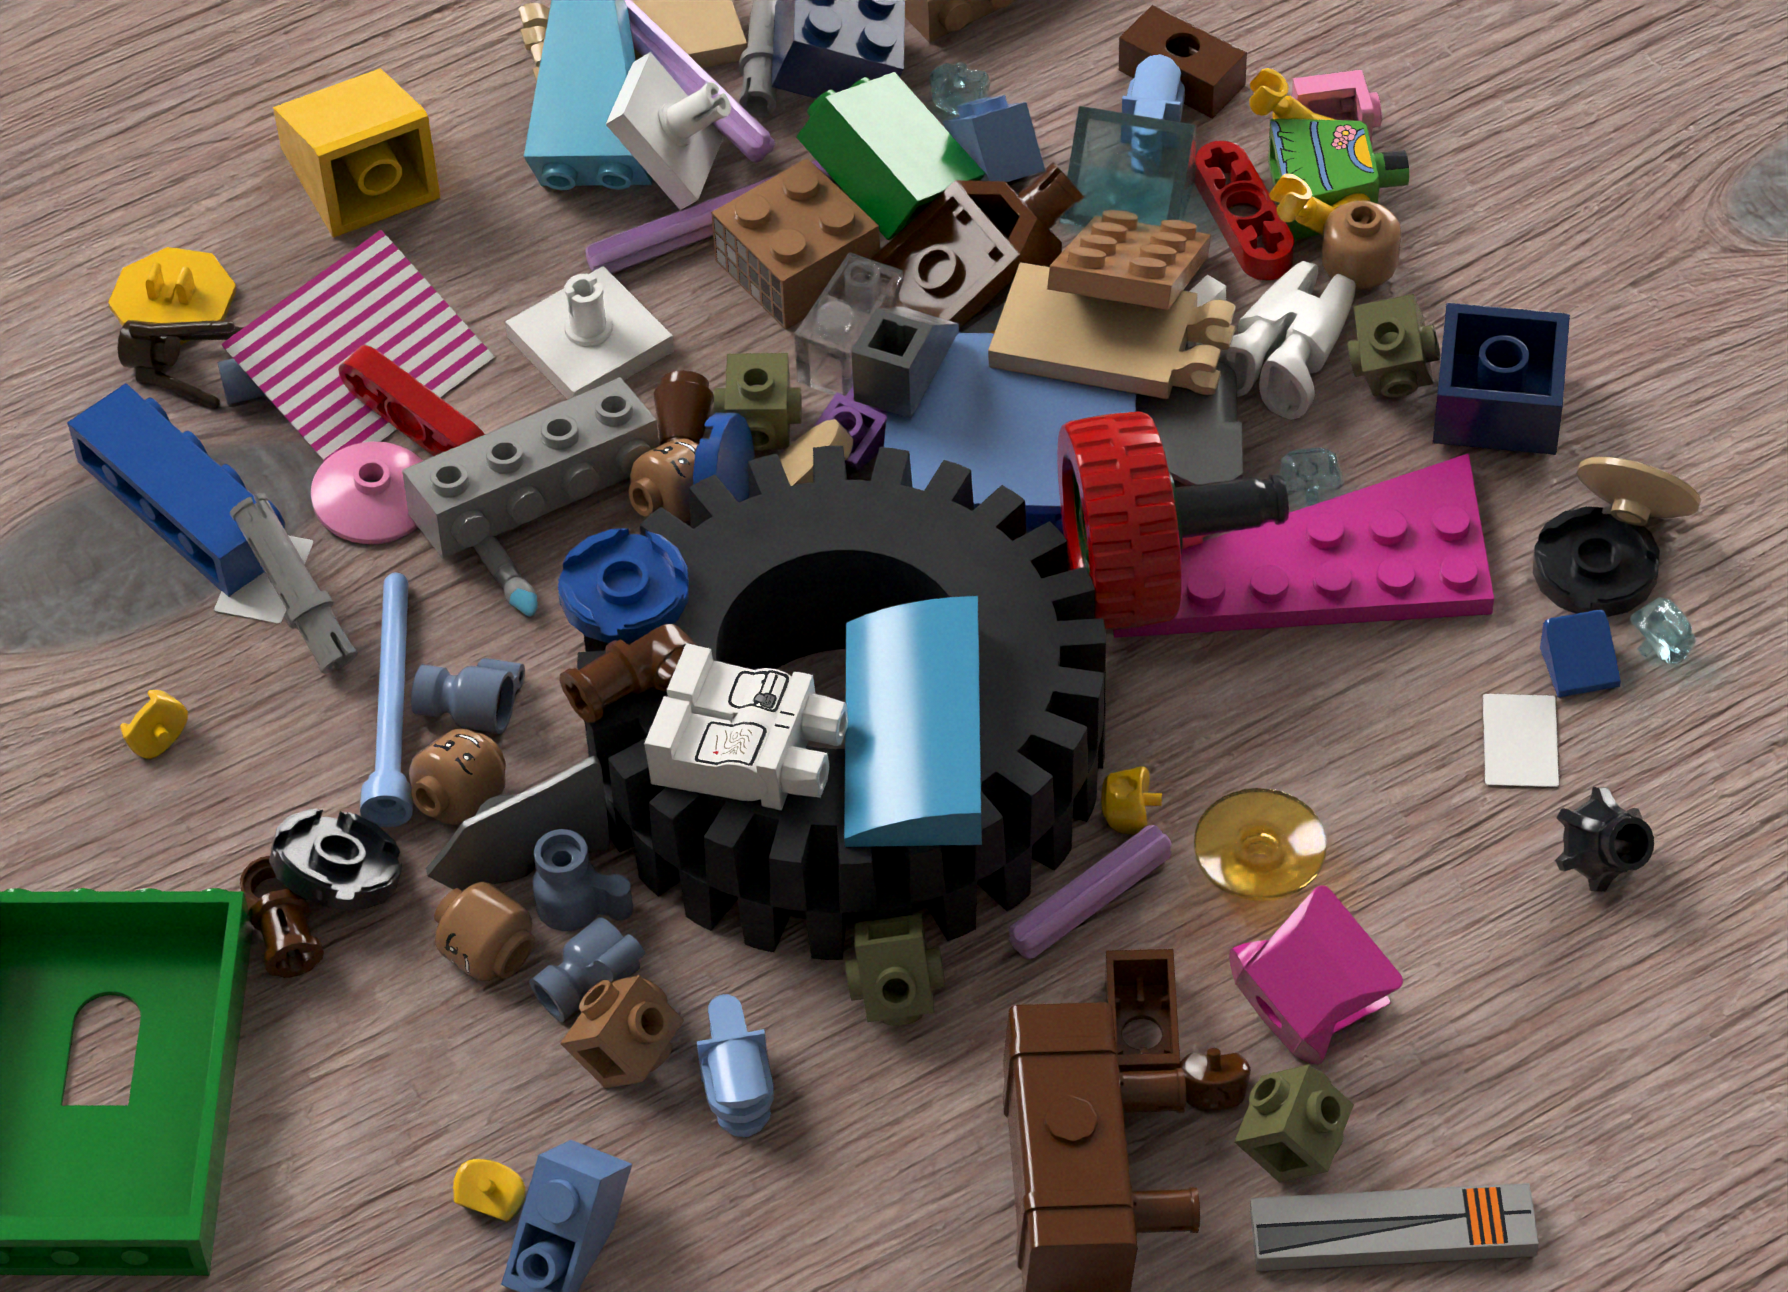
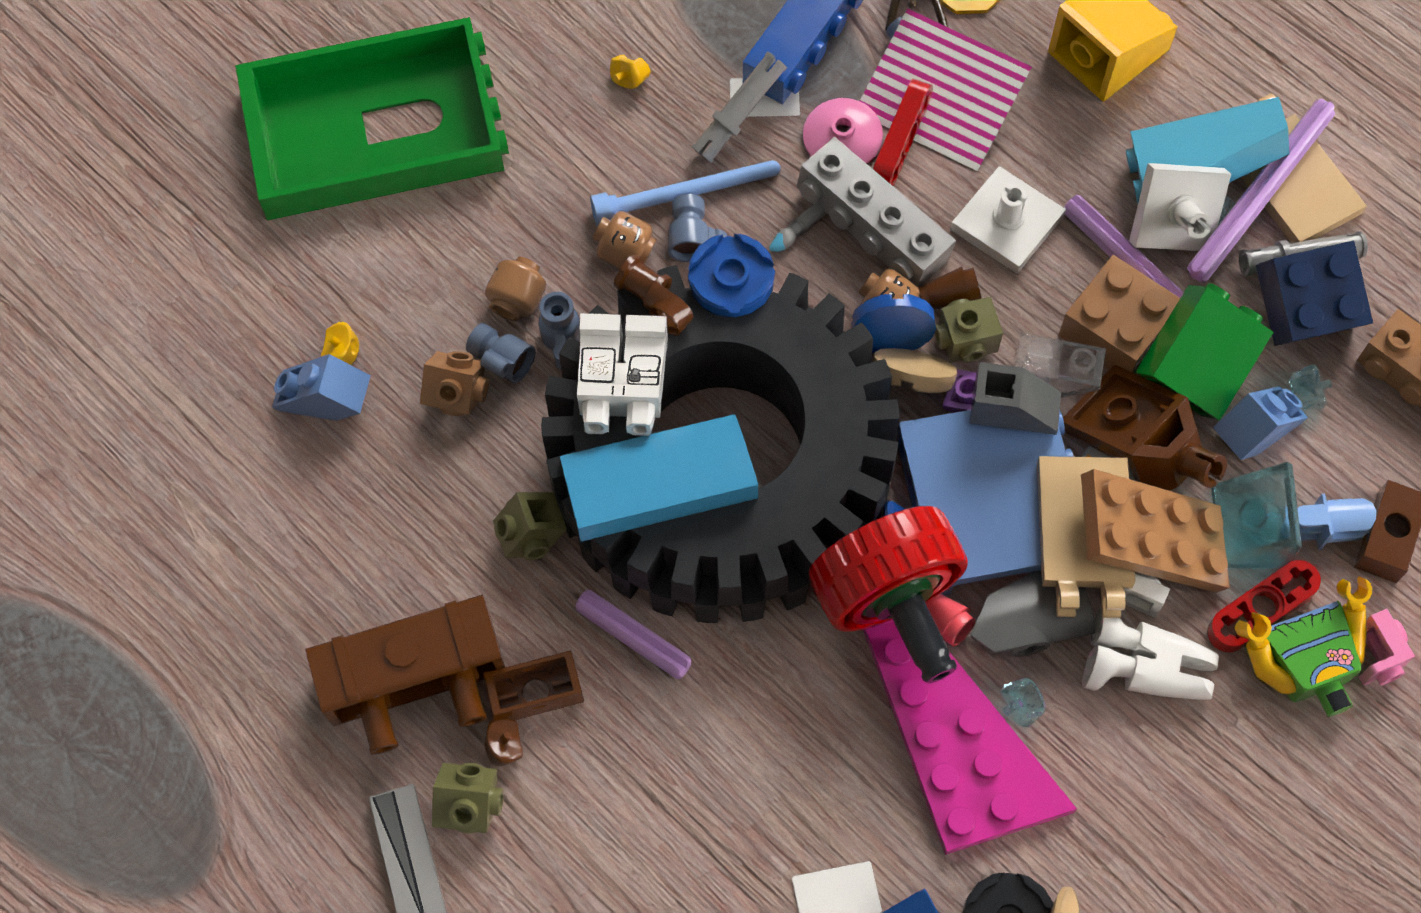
camera: 75 degrees right, 15 degrees up
(276, 914) = (504, 178): reddish brown connector -> none
(336, 861) = (546, 194): black tile -> none
(503, 834) = (583, 280): dark grey panel -> none
(735, 1069) = (446, 453): light blue arm -> none
(1125, 799) = (710, 640): yellow piece -> none
(1263, 824) = (685, 710): clear yellow dish -> none
(1314, 975) = (576, 786): dark pink piece -> none
(1361, 243) = (1245, 692): medium nougat head -> none
(1393, 346) = (1150, 734): olive brick -> none
(1501, 378) = (1144, 816): dark blue brick -> none

